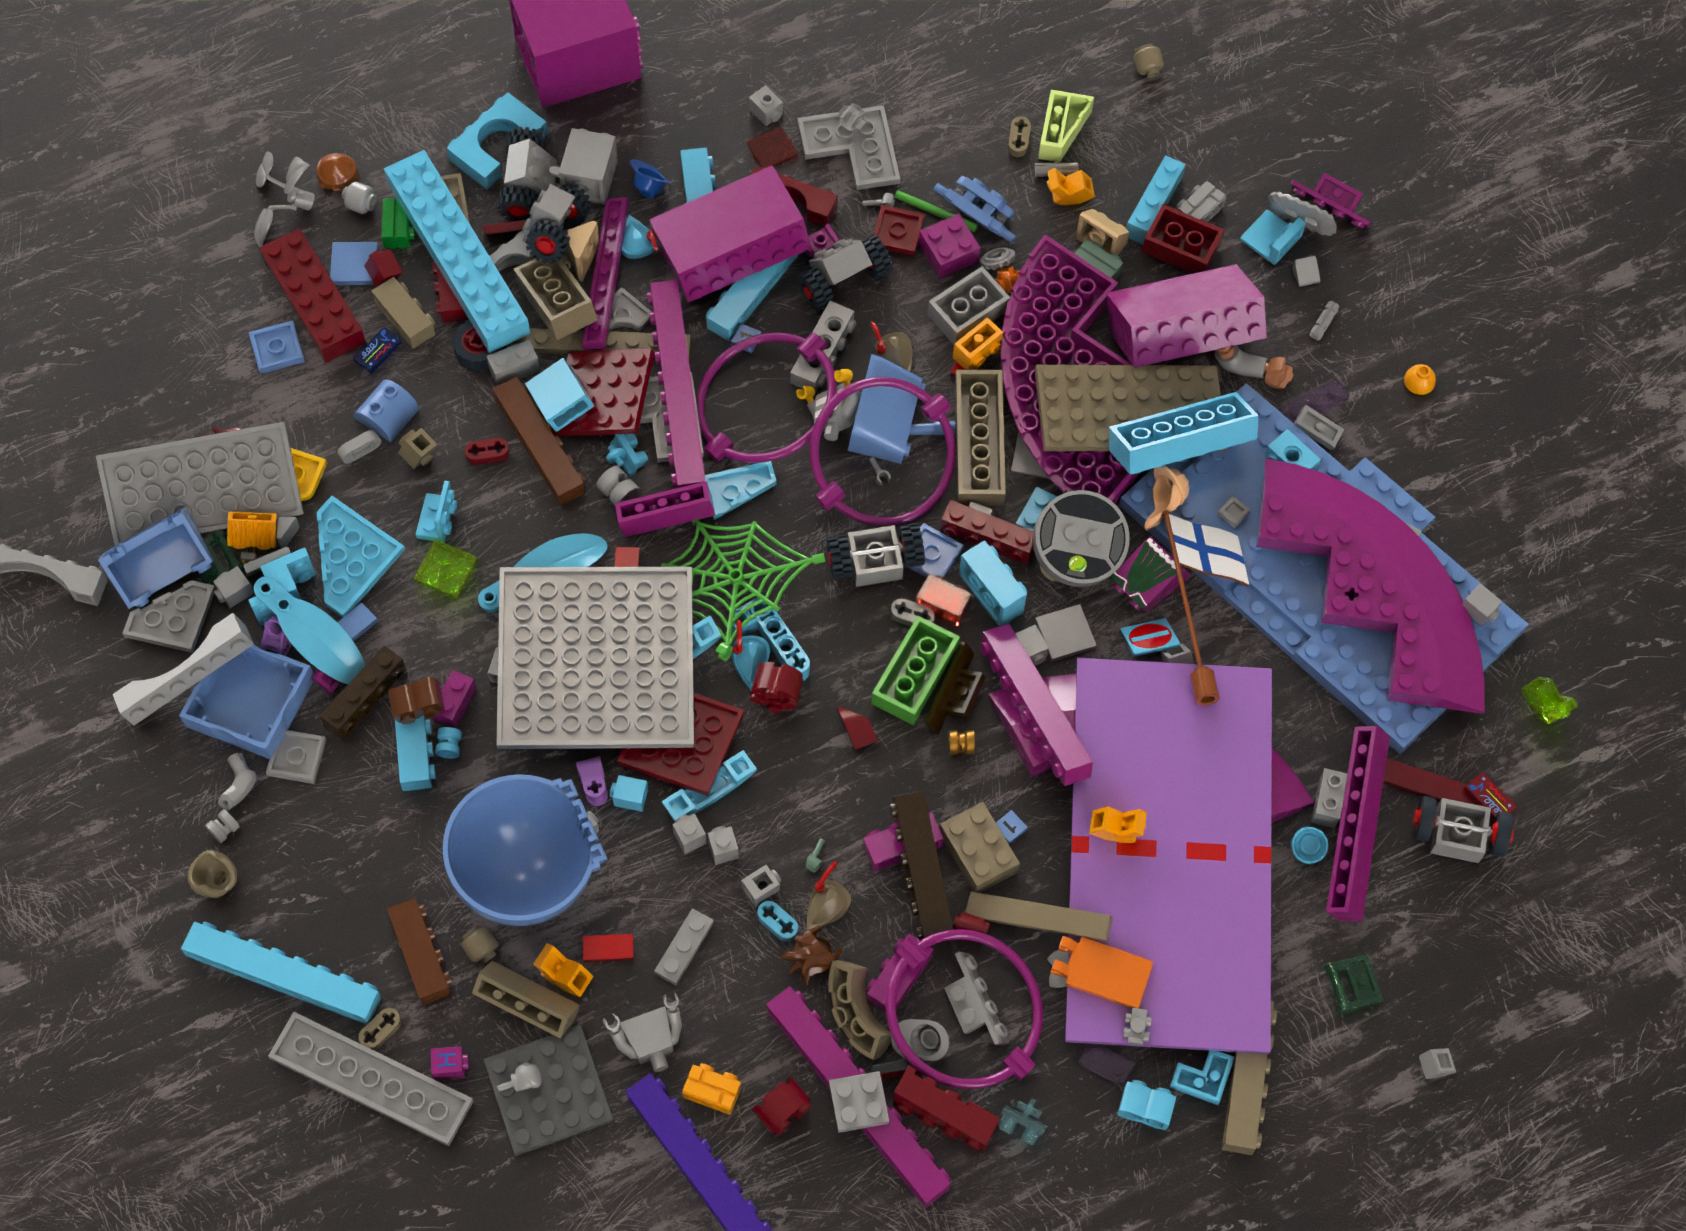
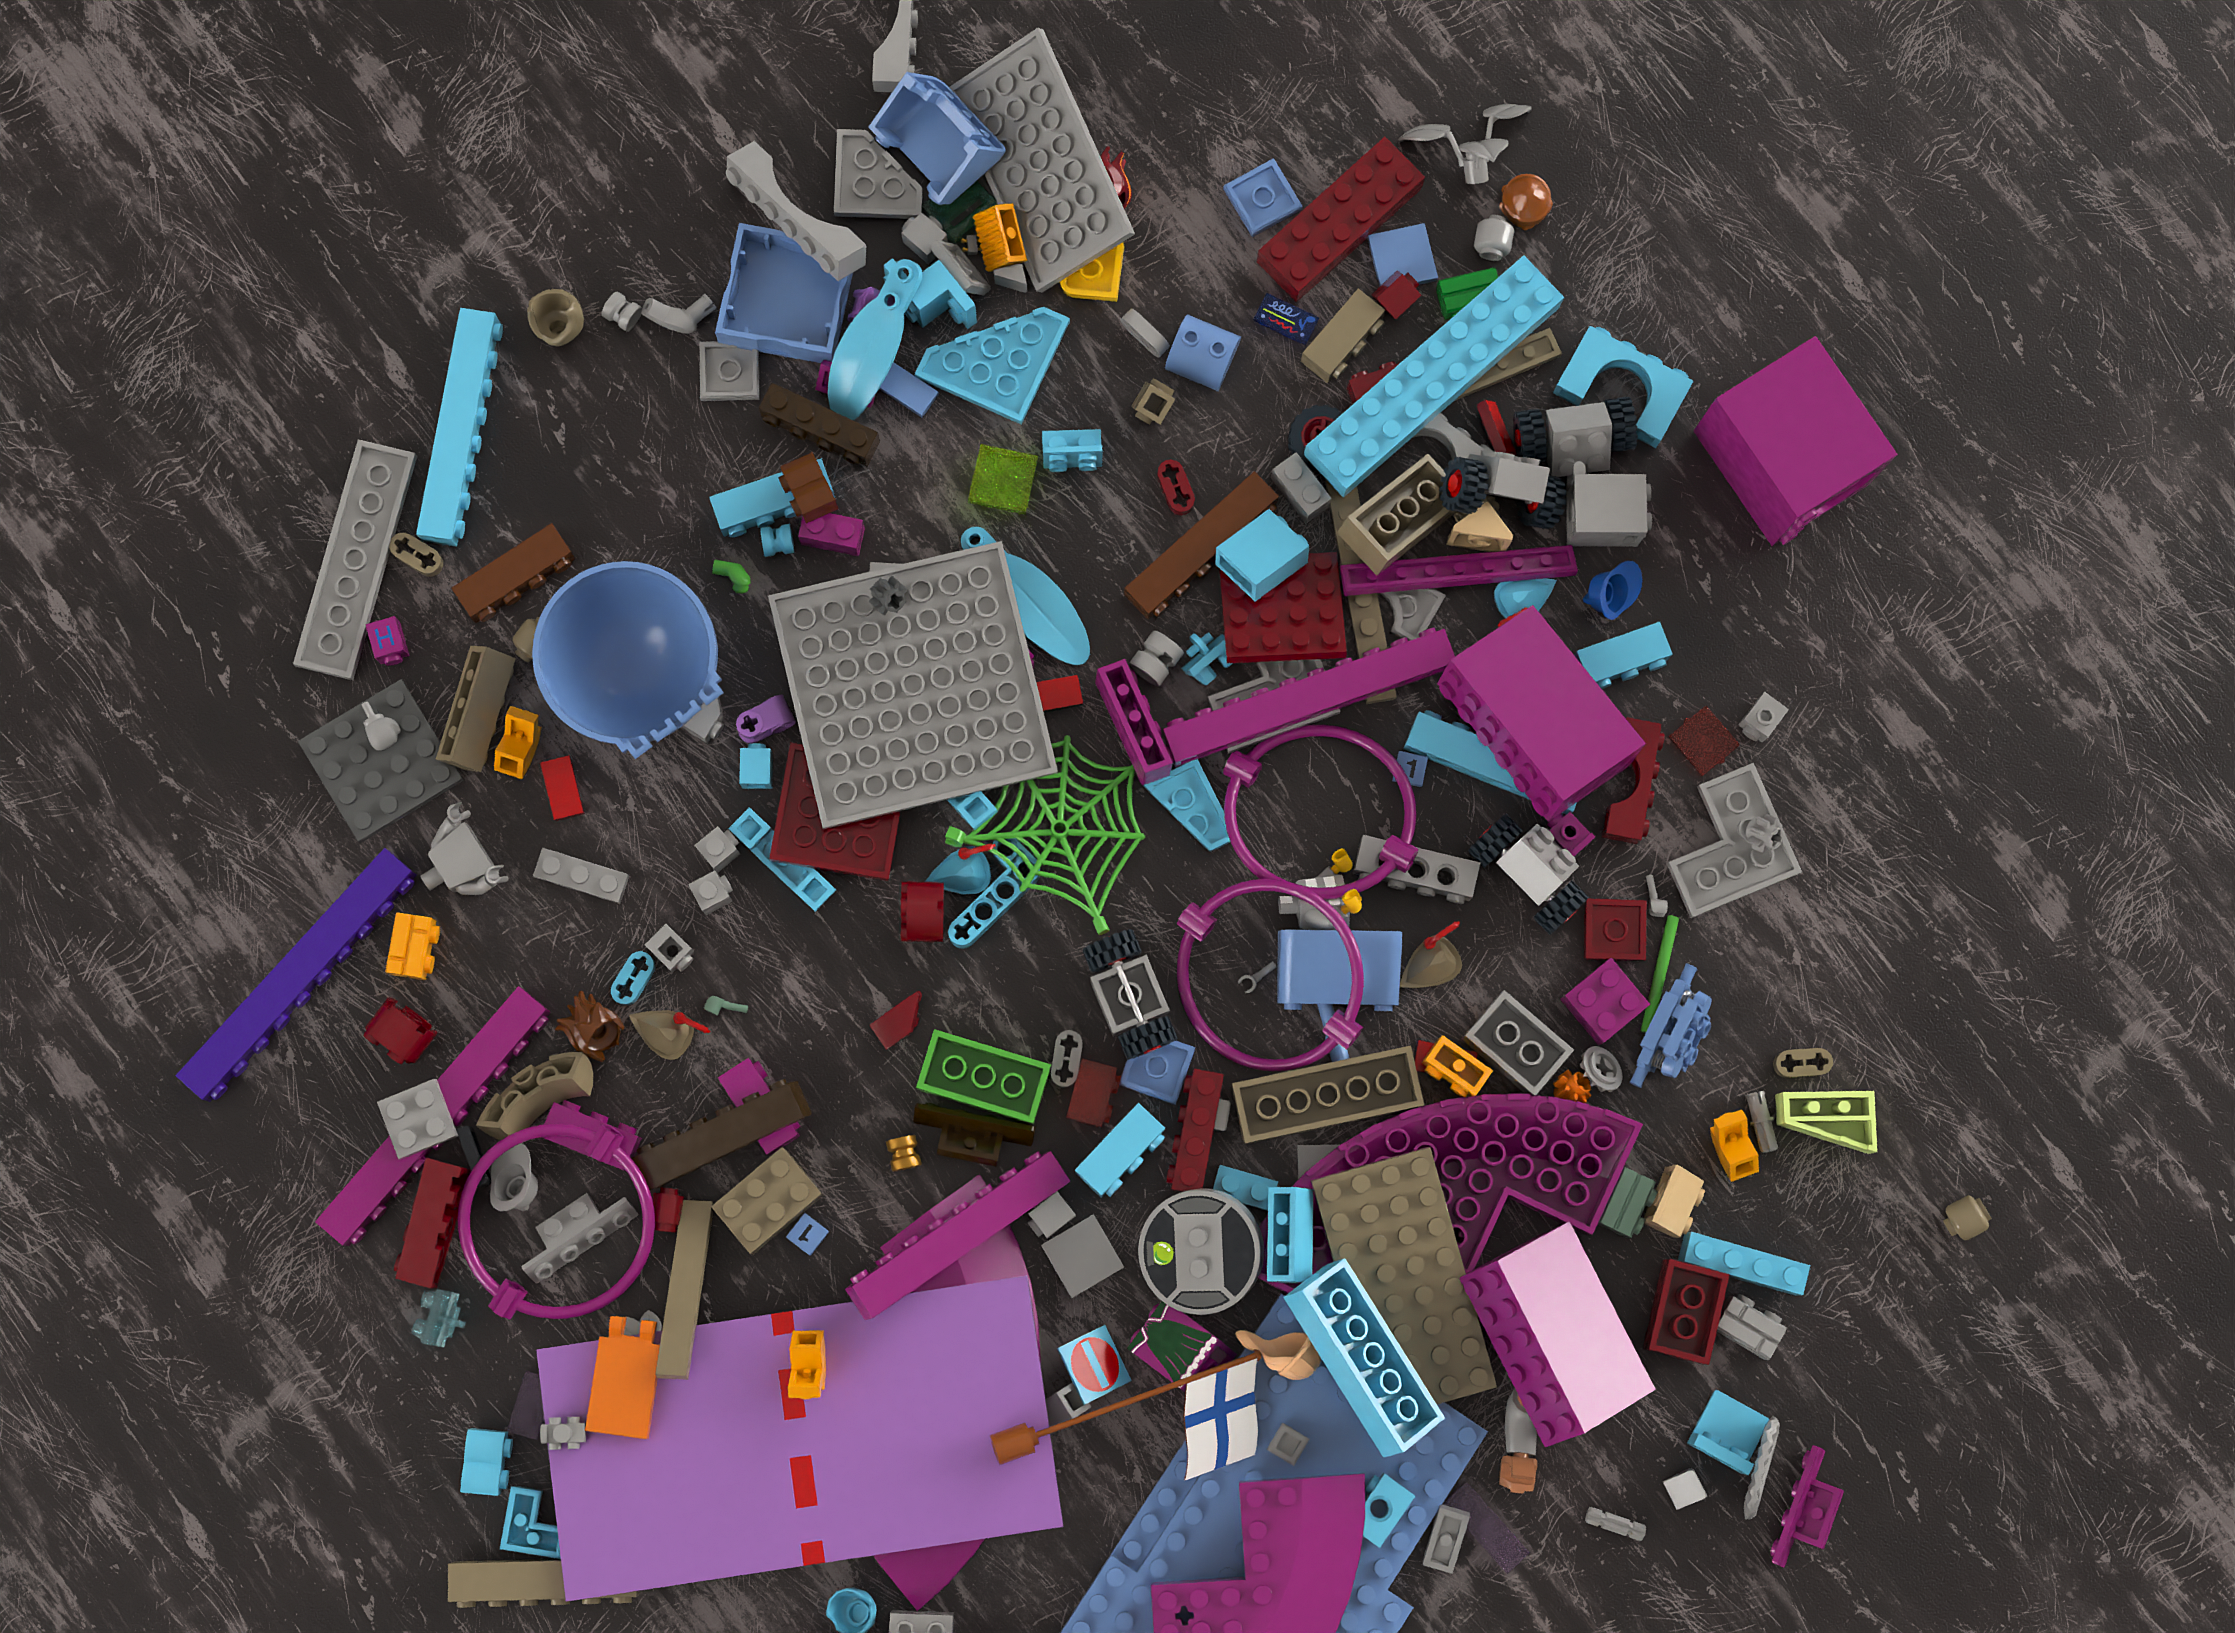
camera: 75 degrees right, 15 degrees up
(464, 781) = (735, 573): none -> bright green arm
(522, 651) = (888, 595): none -> dark grey gear
(1082, 470) = (1289, 1234): none -> medium azure brick

